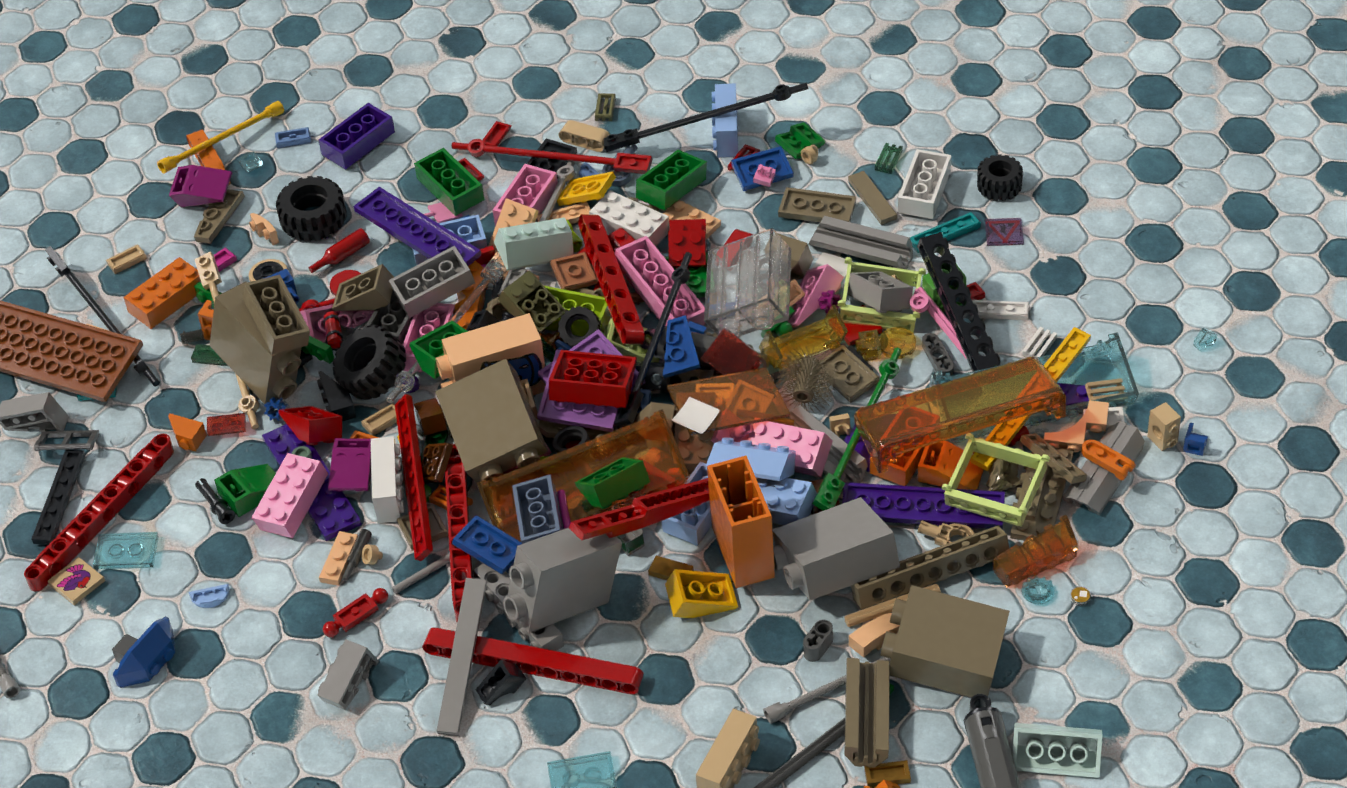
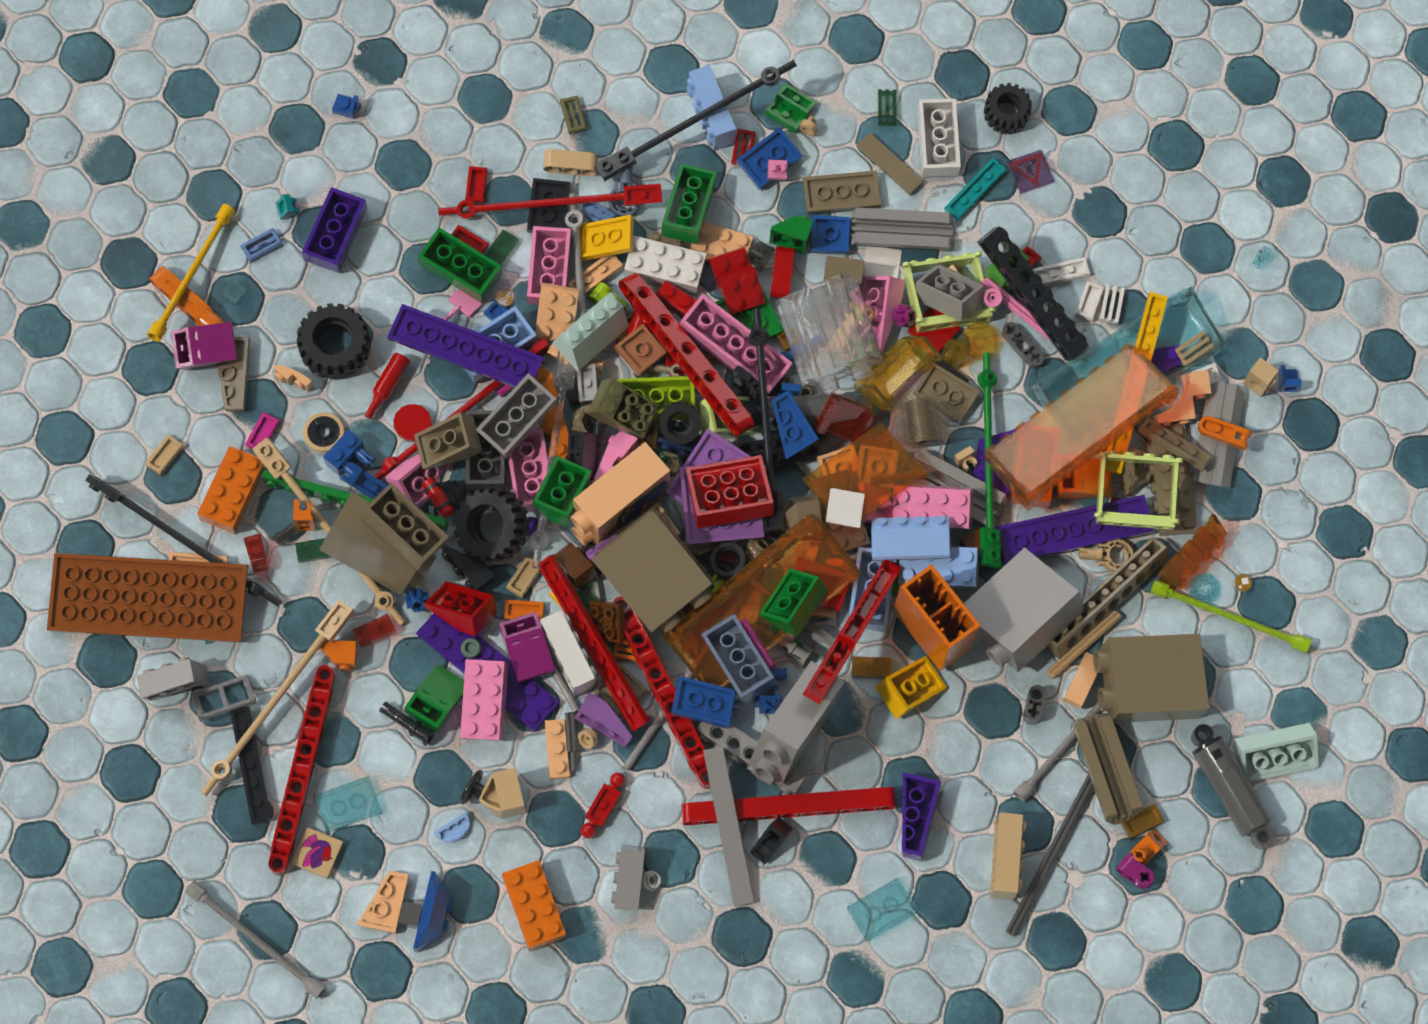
camera: 30 degrees left, 25 degrees up
(103, 641) = (386, 905): none -> light nougat wing
(159, 342) = (256, 553): none -> clear red leg
(182, 406) = (327, 629): none -> tan bar
(245, 674) = (534, 905): none -> orange brick
(263, 570) = (499, 796): none -> tan piece
(328, 115) = (285, 206): none -> teal tile
(371, 512) = (564, 689): none -> light grey bar
(371, 682) = (655, 880): none -> white plate
(389, 538) = (600, 717): none -> medium lavender slope
(416, 62) = (346, 106): none -> blue bracket
(475, 211) = (504, 297): none -> clear tile
(495, 182) = (502, 247): none -> clear green tile
(654, 311) = (745, 383): none -> black plate
(655, 699) = (918, 811): none -> dark purple wedge
(718, 234) = (760, 255): none -> clear smoke brick
(753, 216) = (792, 233): none -> green slope
(795, 228) = (830, 234): none -> blue plate
(1018, 337) = (1089, 301): none -> white tile
(1119, 659) = (1298, 642): none -> lime hose

